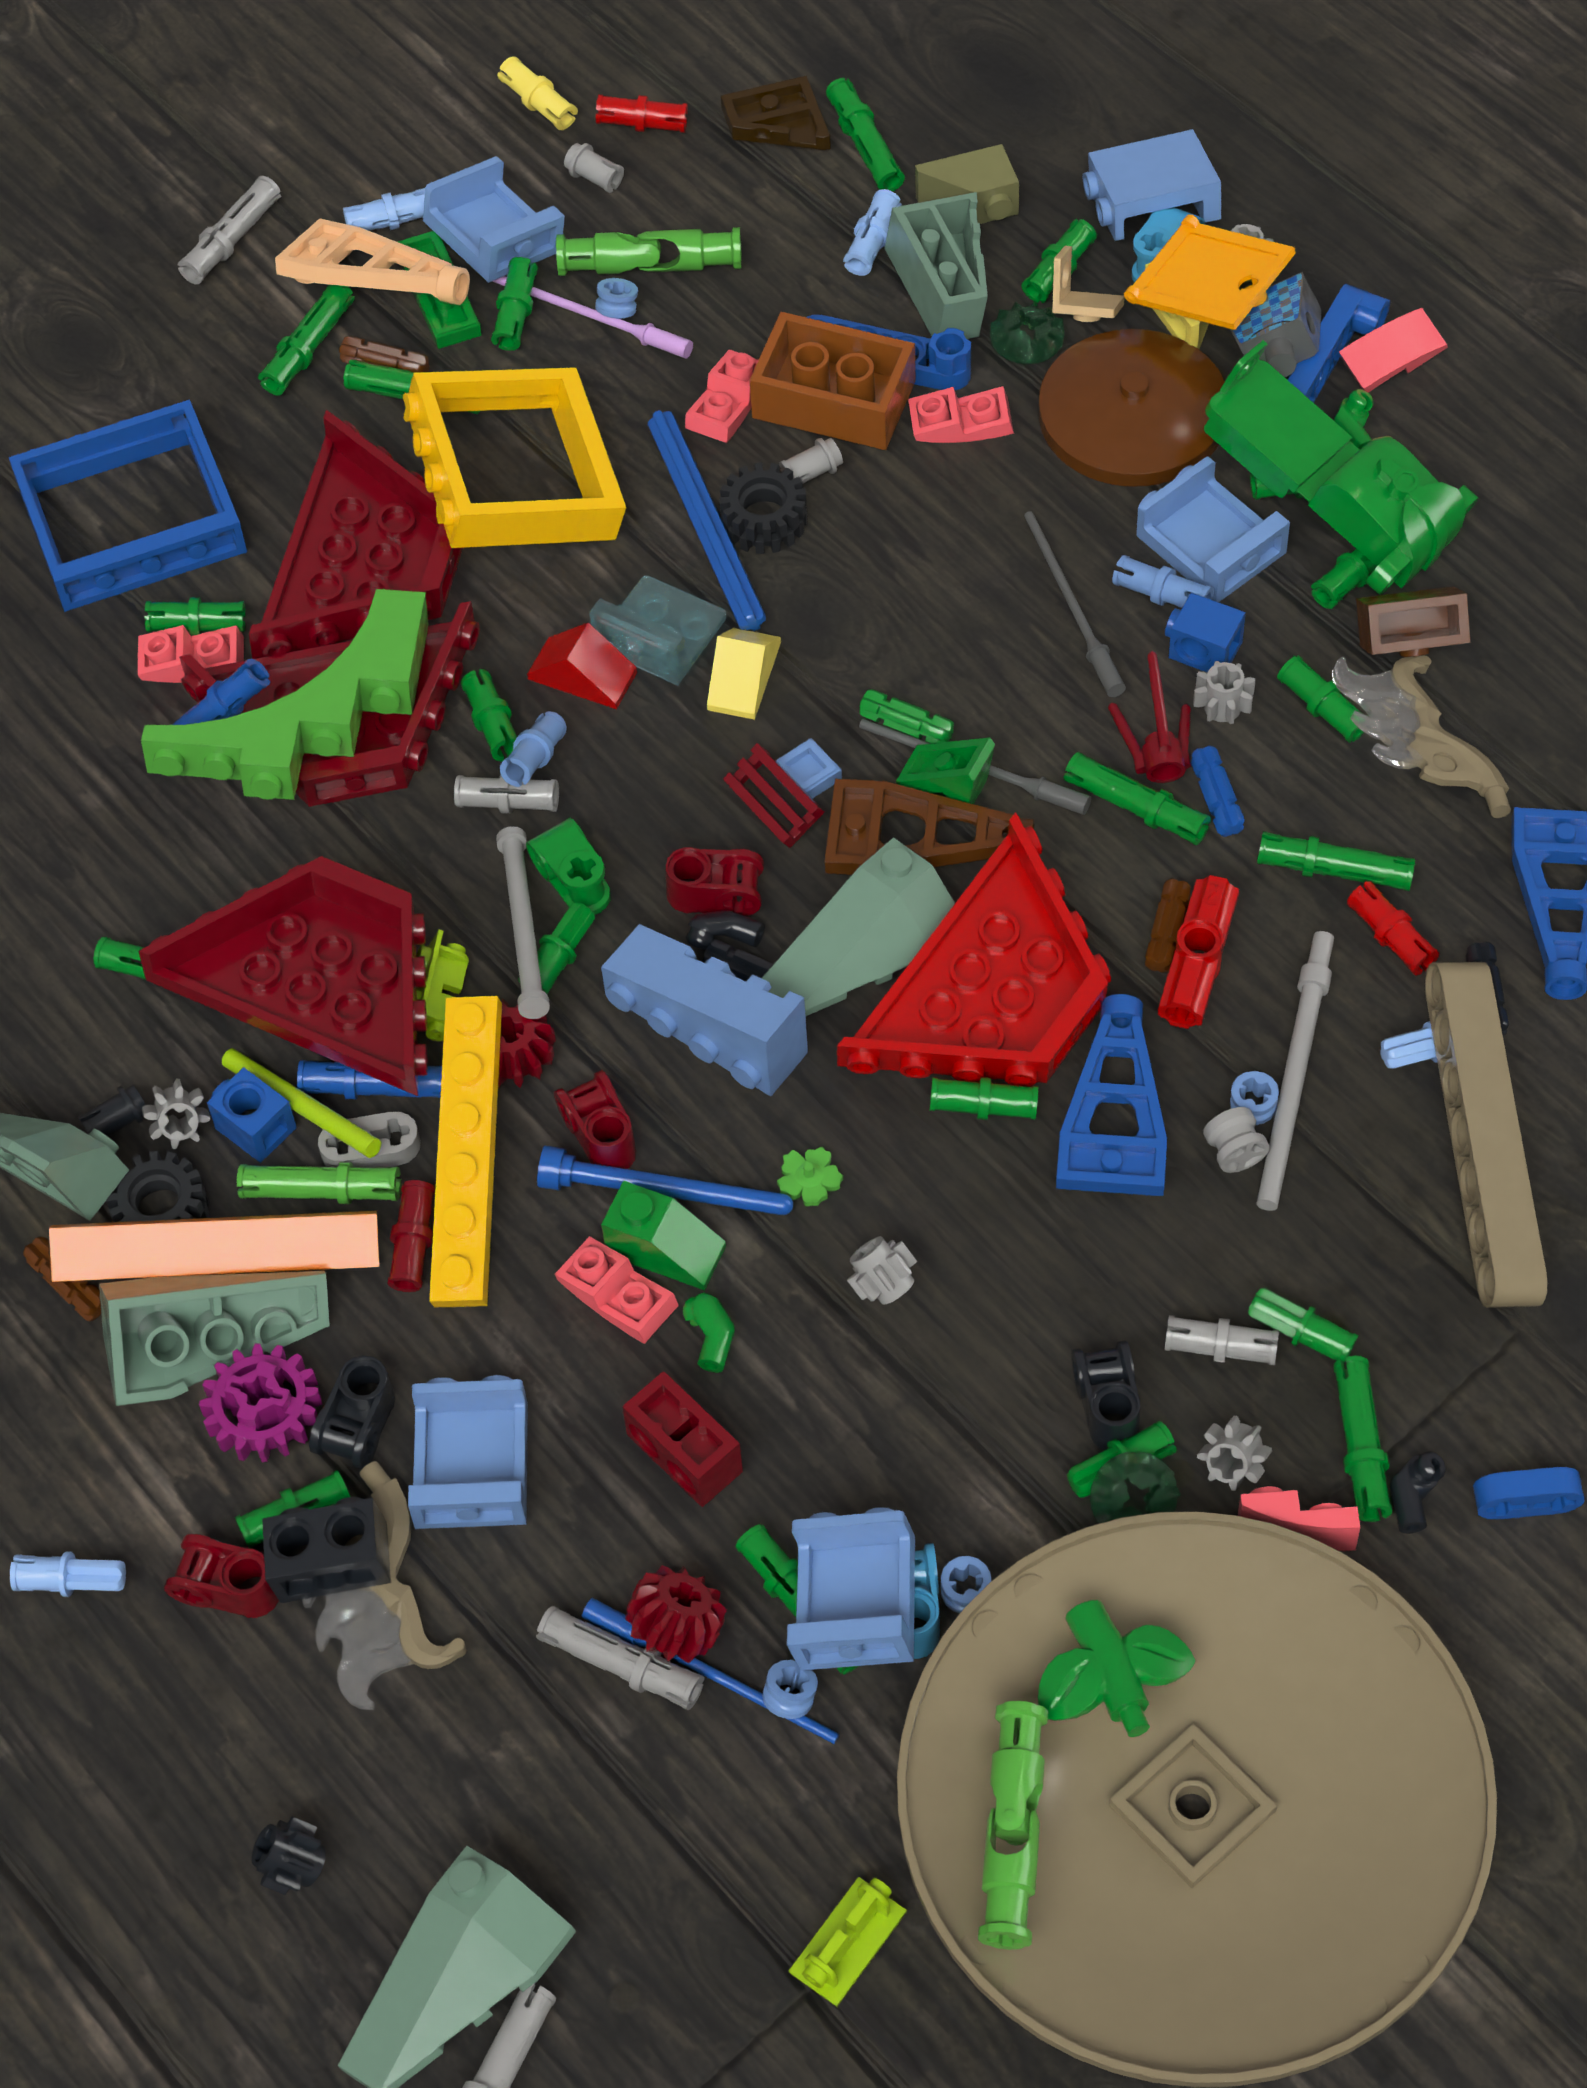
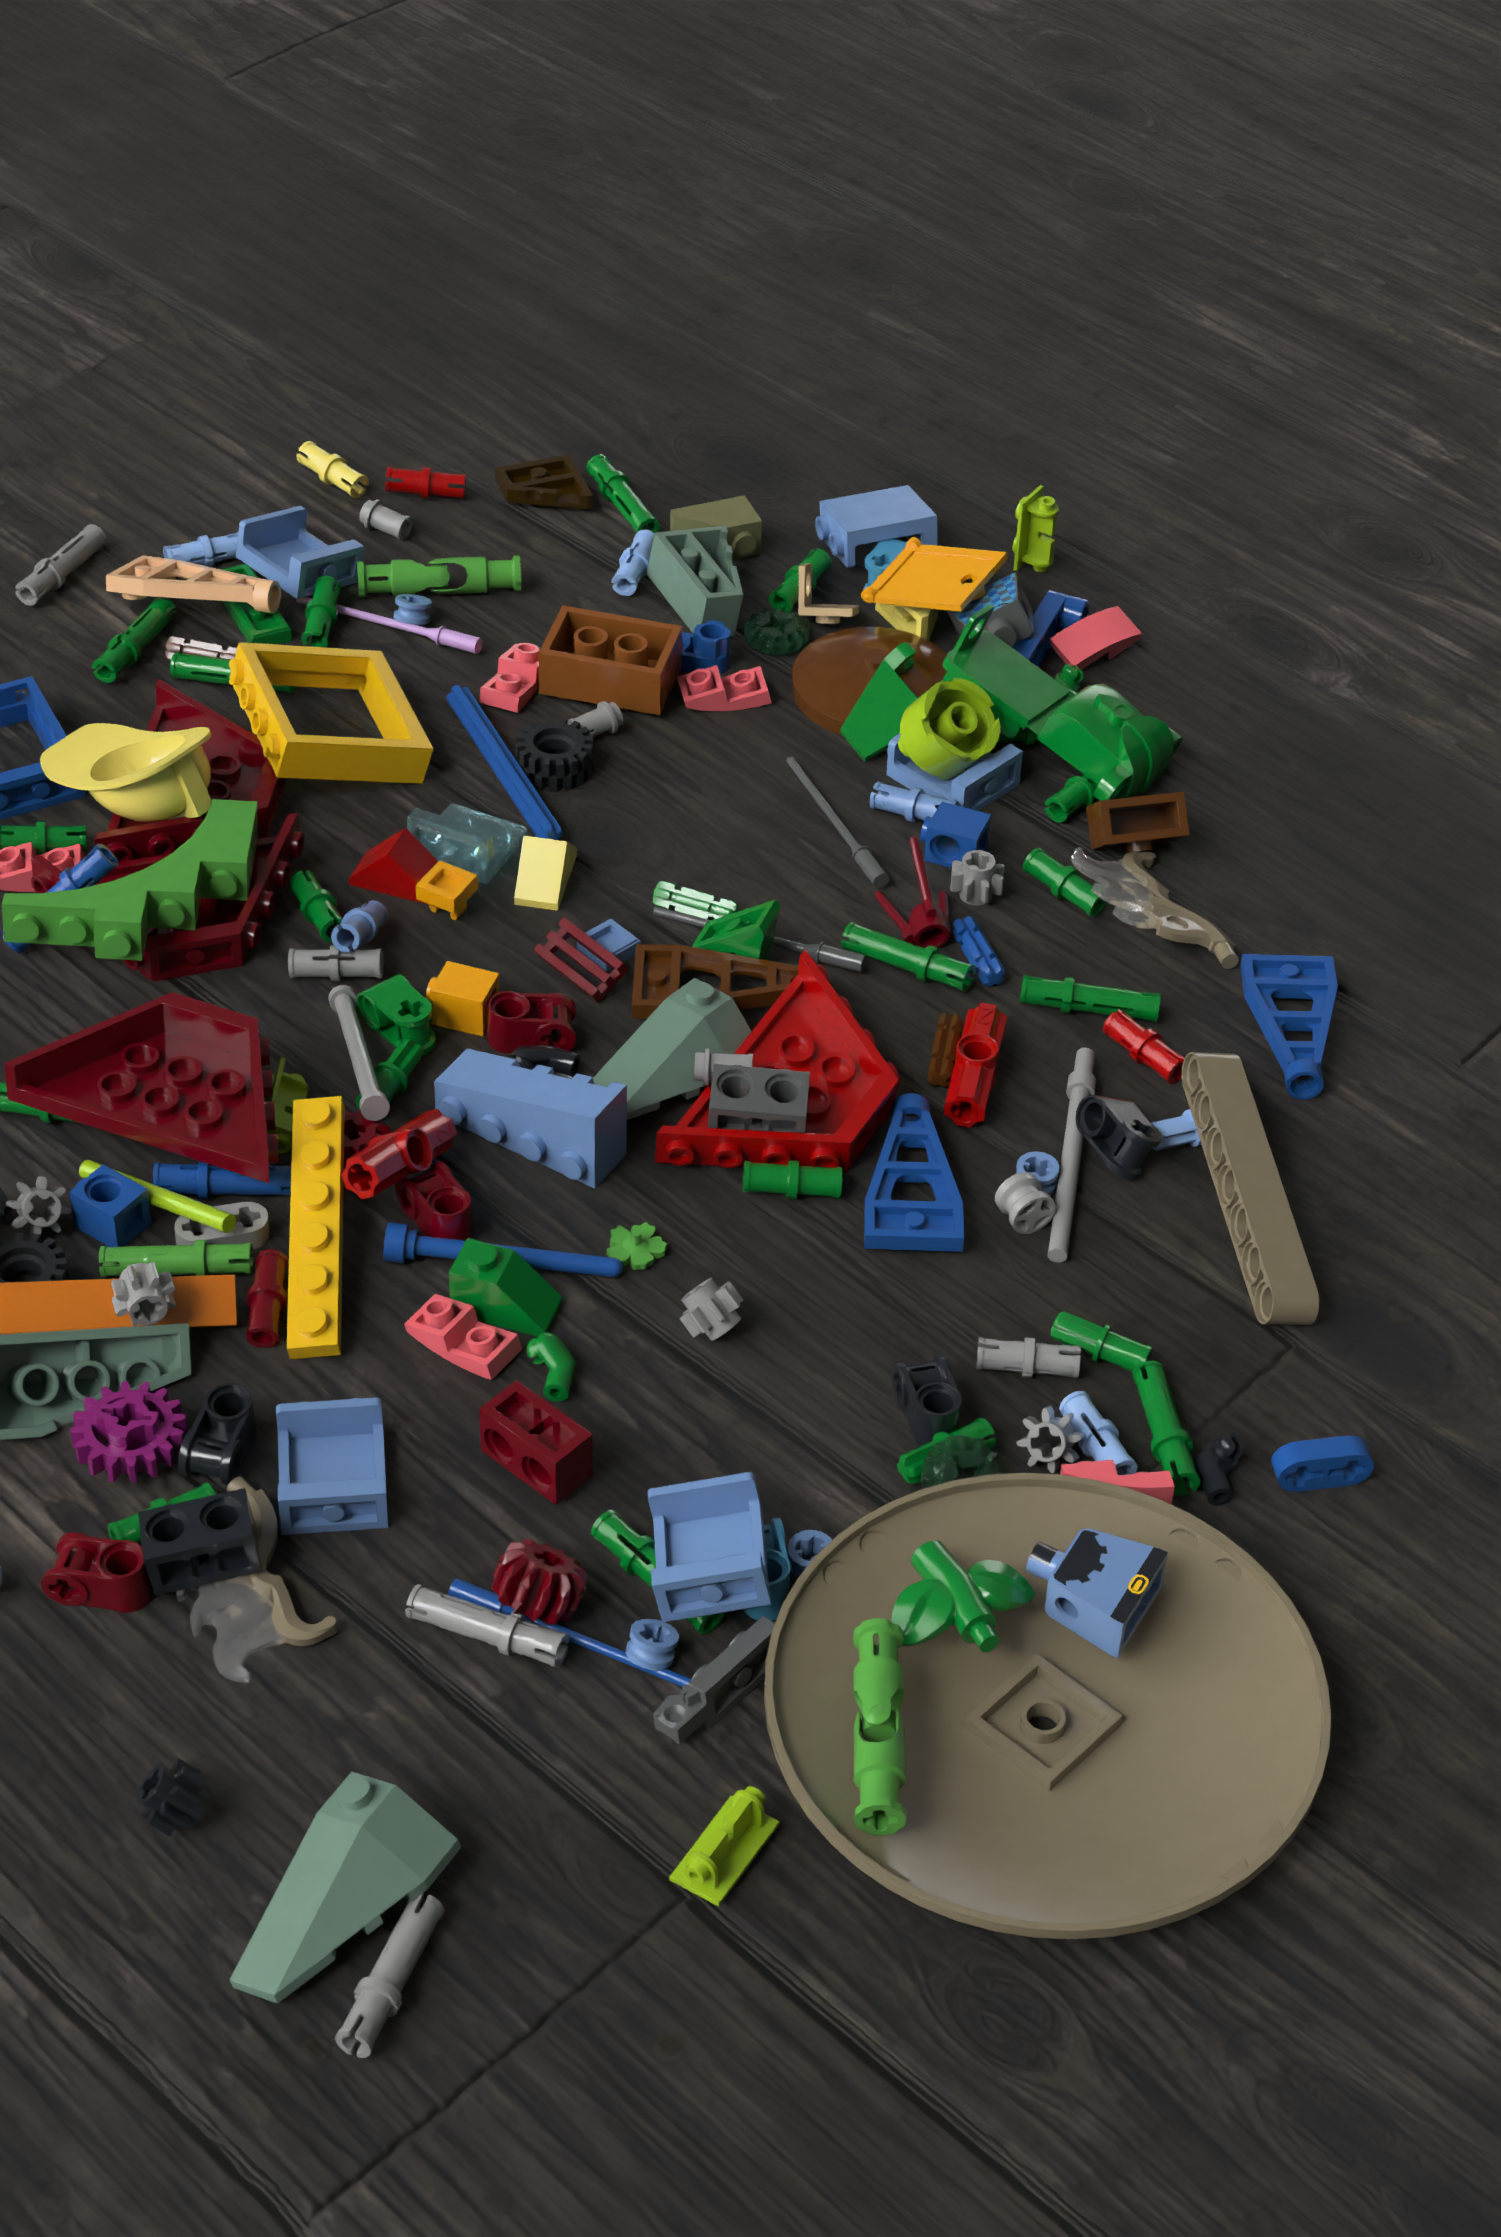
camera: 10 degrees left, 15 degrees down
(277, 1244) = (143, 1294): none -> light grey gear
(293, 539) = (135, 770): none -> light yellow piece
(557, 1065) = (399, 1154): none -> red piece
(631, 697) = (447, 888): none -> light orange tile
(639, 845) = (462, 997): none -> light orange brick
(853, 1745) = (717, 1685): none -> dark grey hinge
(916, 959) = (705, 1061): none -> light grey pin
(949, 1021) = (758, 1099): none -> dark grey brick
(1144, 451) = (881, 706): none -> green flag
(1207, 494) = (949, 728): none -> lime brick
(1263, 1661) = (1100, 1585): none -> medium blue torso
(1287, 1446) = (1087, 1418): none -> light blue pin
(1335, 199) = (1034, 517): none -> lime hinge
(1348, 1046) = (1117, 1133): none -> black piece

